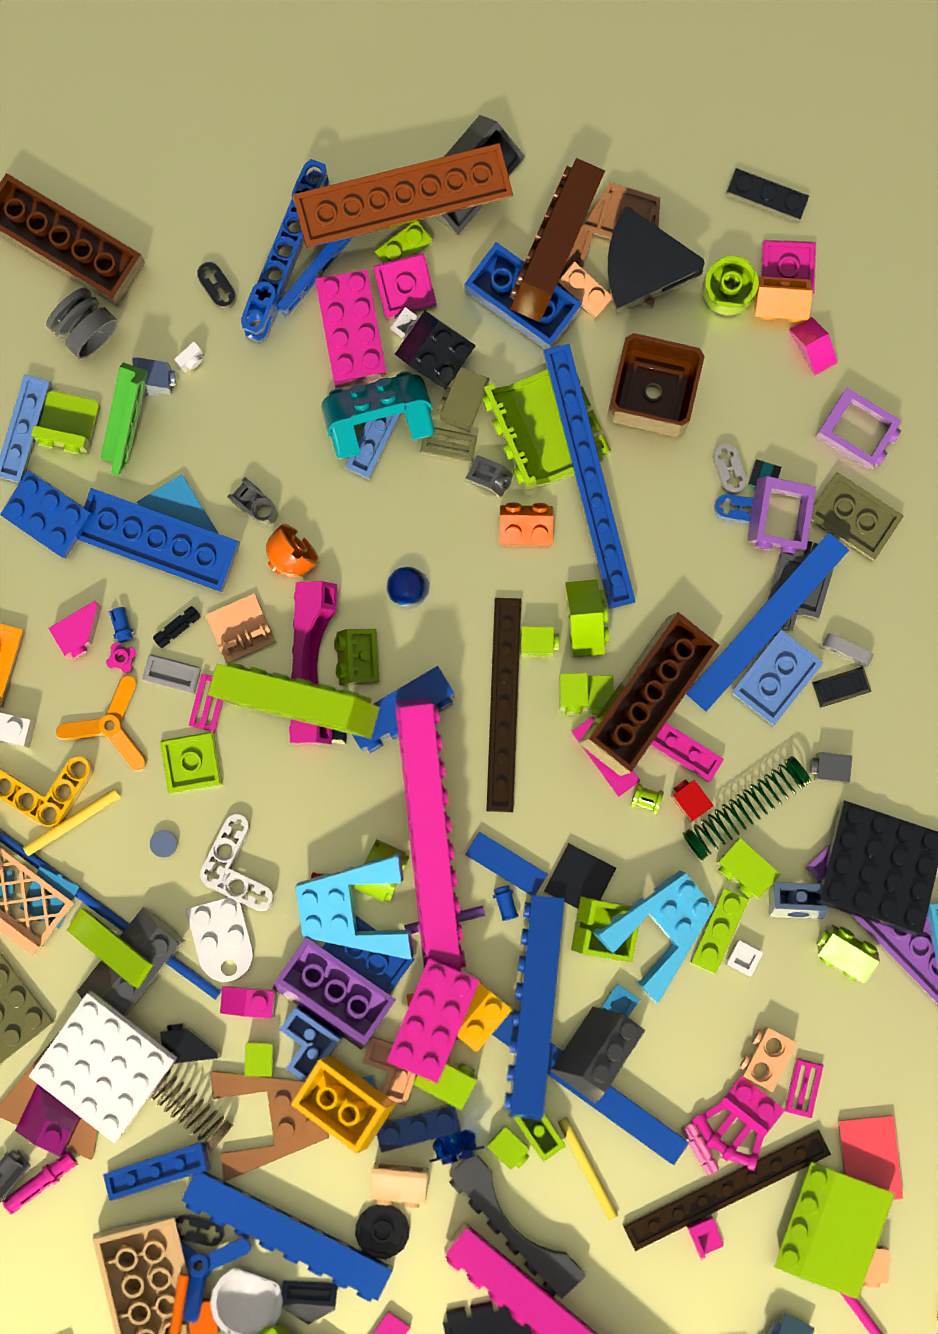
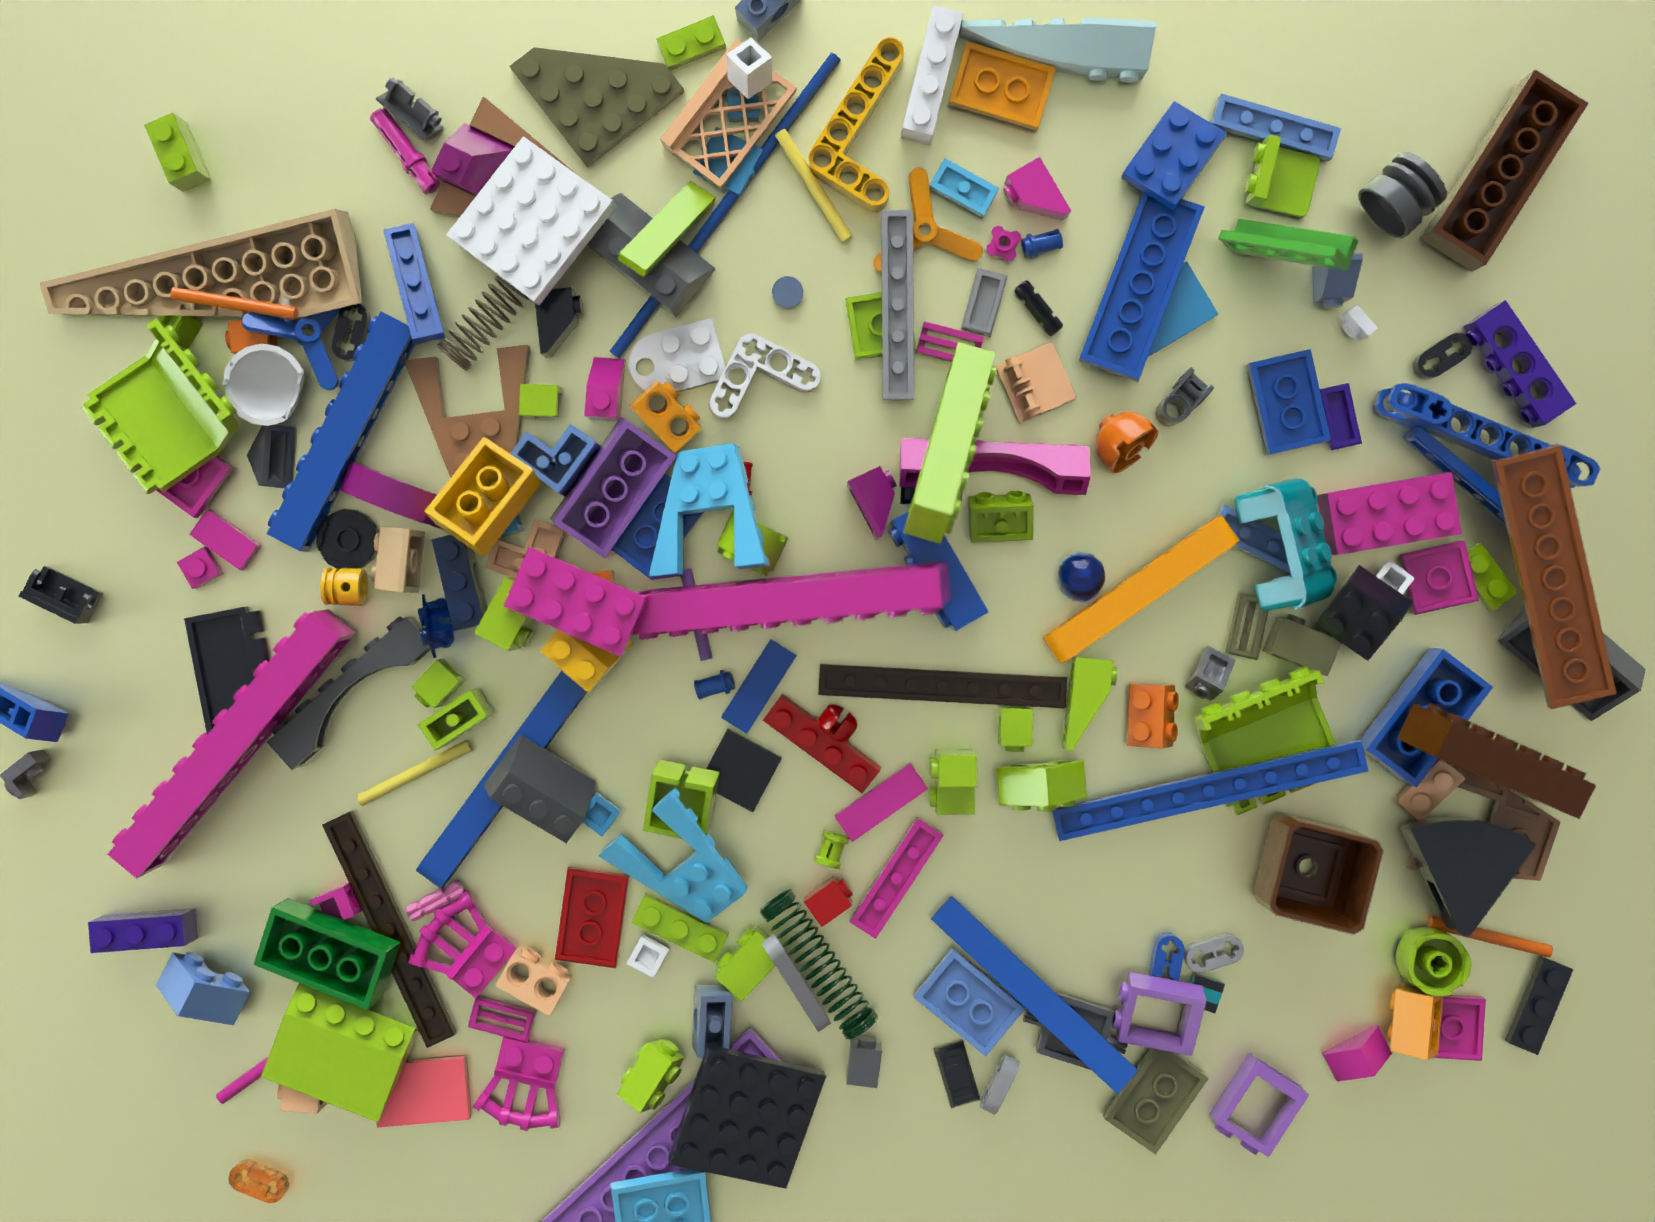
camera: 90 degrees right, 5 degrees up
(73, 692) = (963, 187): none -> medium azure plate
(175, 747) = (897, 305): none -> light grey plate
(228, 209) = (1535, 369): none -> dark purple brick
(256, 413) = (1288, 402): none -> blue plate
(268, 370) = (1340, 416): none -> dark purple tile
(275, 951) = (661, 420): none -> light orange brick
(341, 1190) = (388, 493): none -> magenta arch
(342, 765) = (874, 497): none -> magenta slope
(417, 536) = (1141, 589): none -> light orange beam
(420, 1238) = (344, 586): none -> yellow piece
(506, 580) = (1087, 690): none -> lime slope
(536, 1007) = (592, 718): blue brick -> none
(552, 806) = (825, 740): none -> red plate
(649, 694) = (951, 857): reddish brown brick -> none
(711, 232) = (1497, 938): none -> orange bar
(712, 1008) = (592, 917): none -> red tile
(747, 1242) = (327, 953): none -> green brick
(762, 826) = (796, 982): none -> light grey beam
(843, 1064) = (528, 1064): none -> dark pink plate

